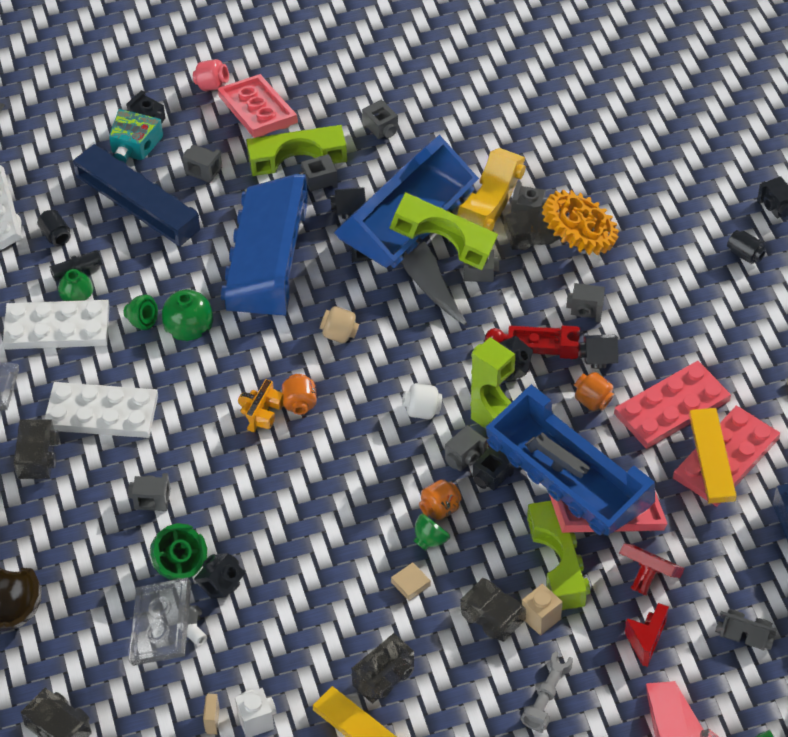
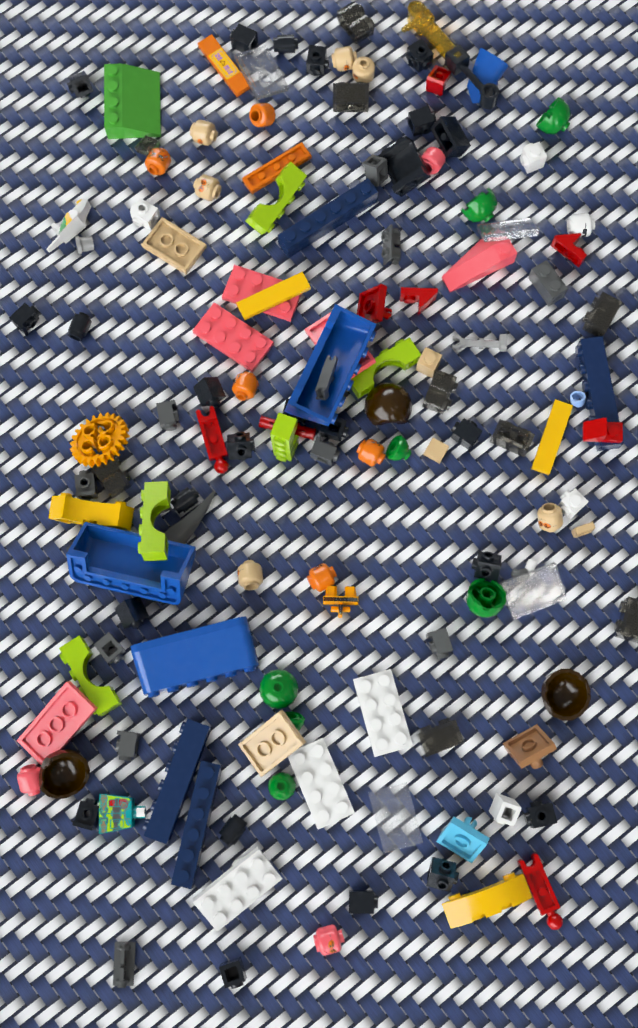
camera: 110 degrees left, 25 degrees up
(79, 263) = (262, 794): black pin -> none
(80, 197) = (196, 825): none -> dark blue brick
(126, 282) = (272, 743): none -> tan tile
(200, 96) = (63, 774): none -> dark brown cylinder
(248, 673) = (550, 517): none -> tan head
(382, 124) = (31, 624): dark grey brick -> none
(416, 620) = (466, 433): none -> black brick
(422, 401) = (295, 493): white head -> none
(466, 288) = (185, 500): none -> black brick
(500, 547) = (388, 404): none -> dark brown cylinder

